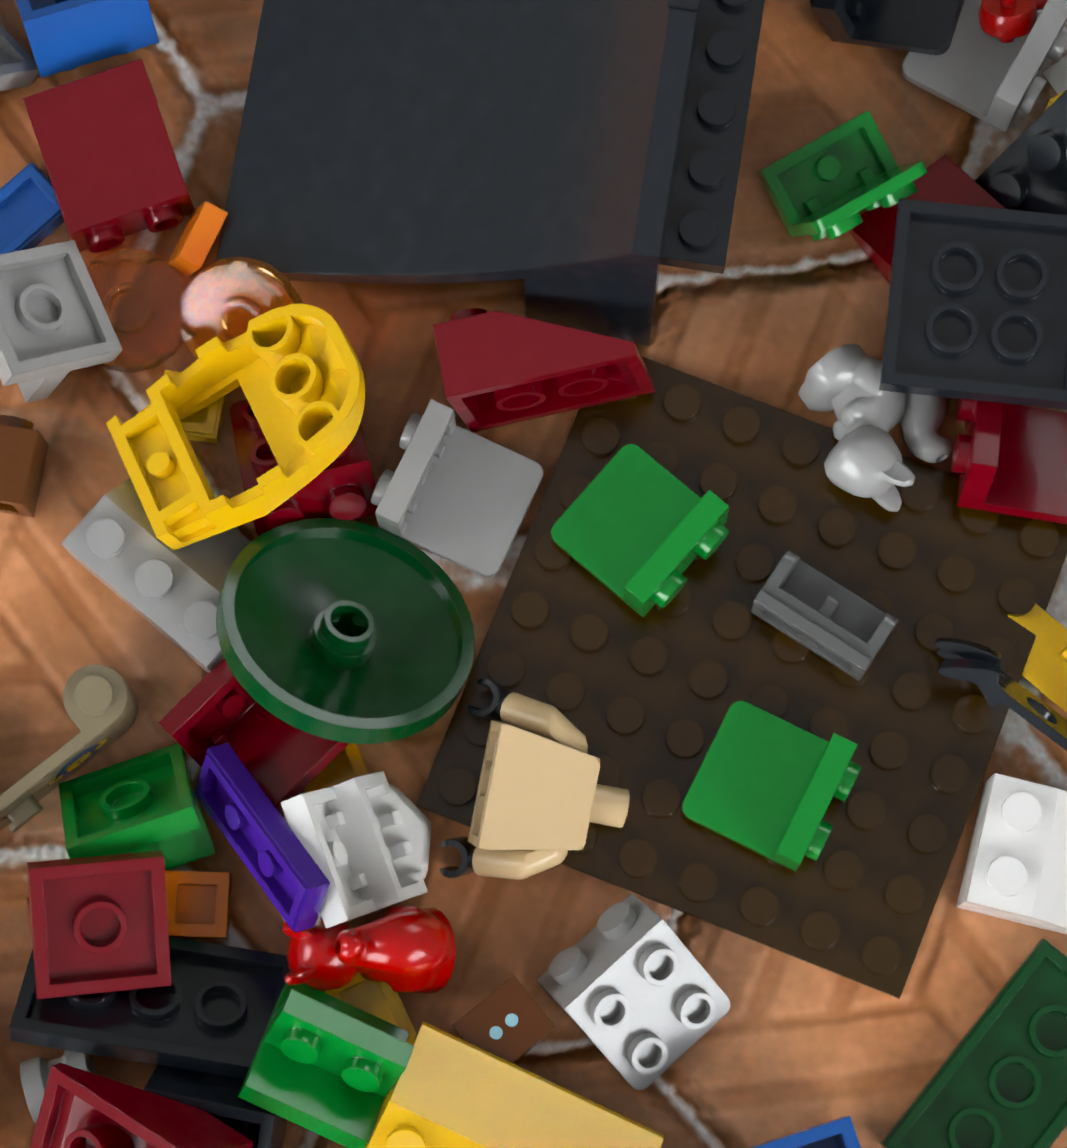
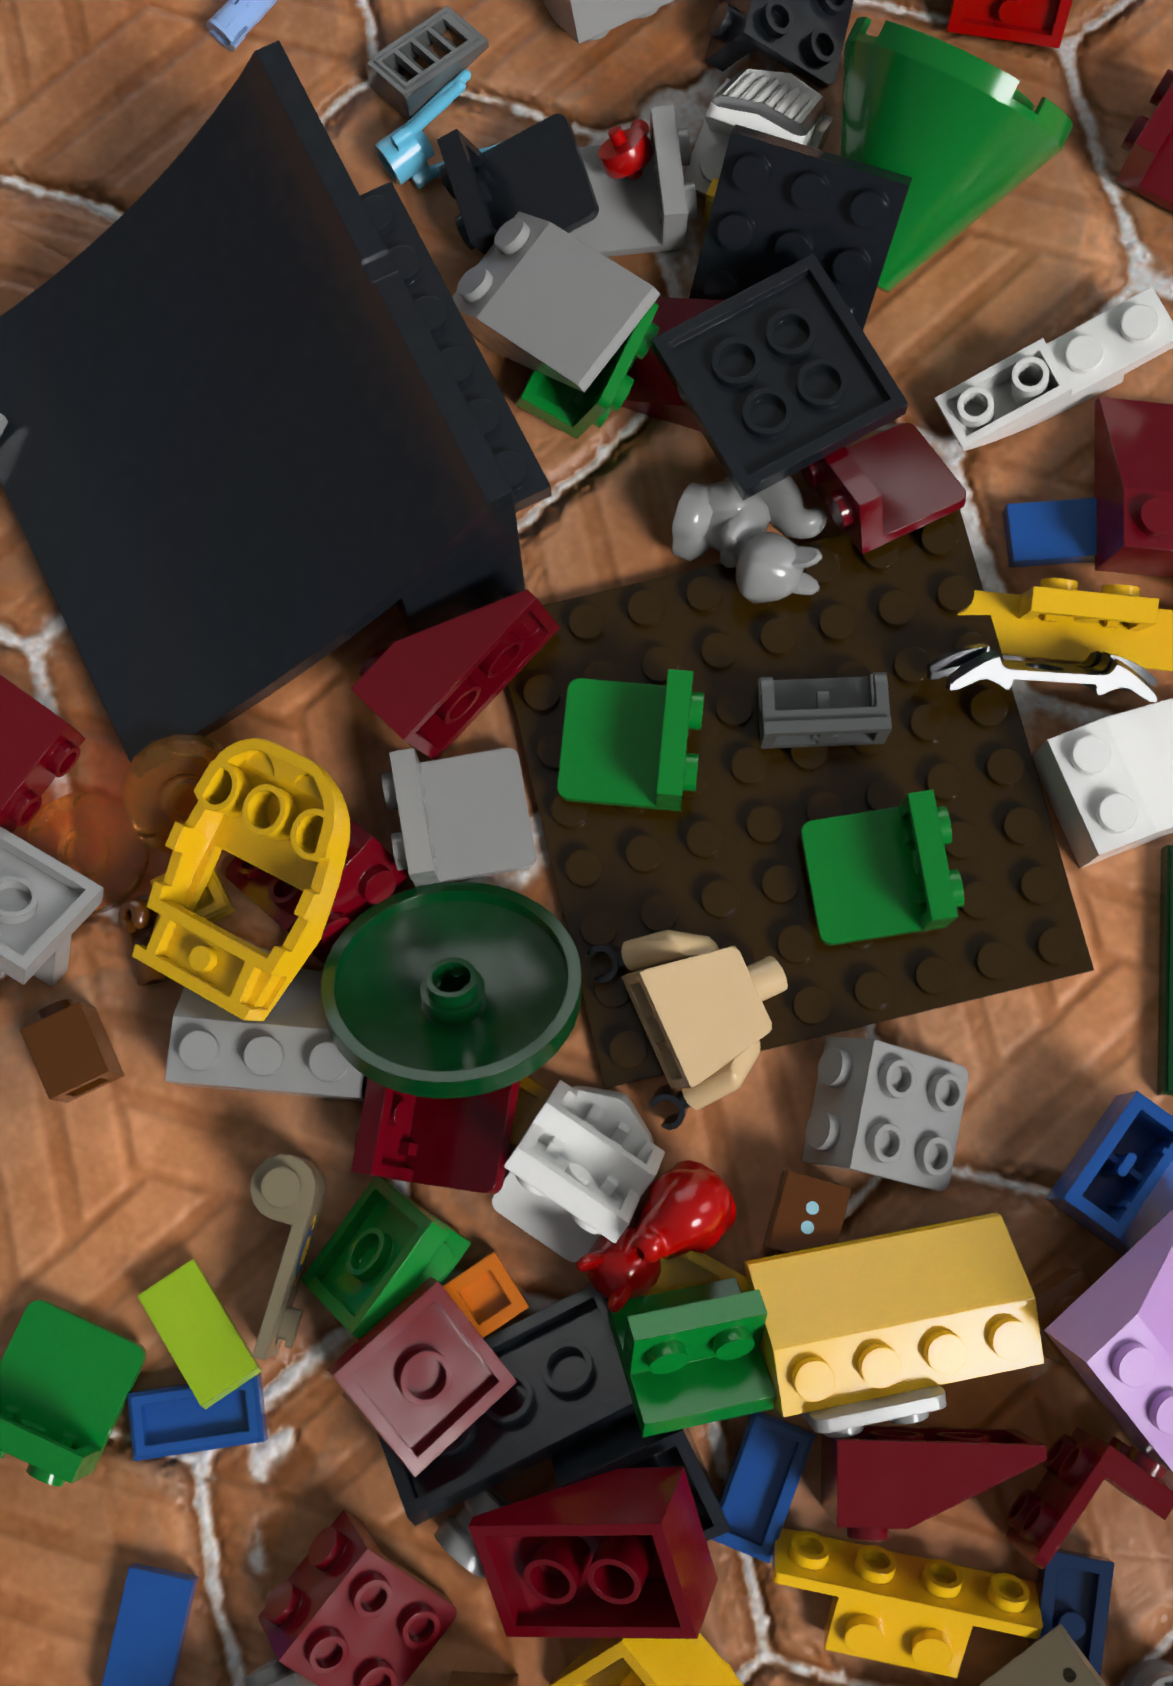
camera: 35 degrees left, 0 degrees up
(131, 399) = (140, 922): none -> reddish brown arm
(197, 238) = (102, 756): orange tile -> none
(261, 838) = (507, 1206): dark purple tile -> none
(841, 105) = (551, 301): none -> light grey slope

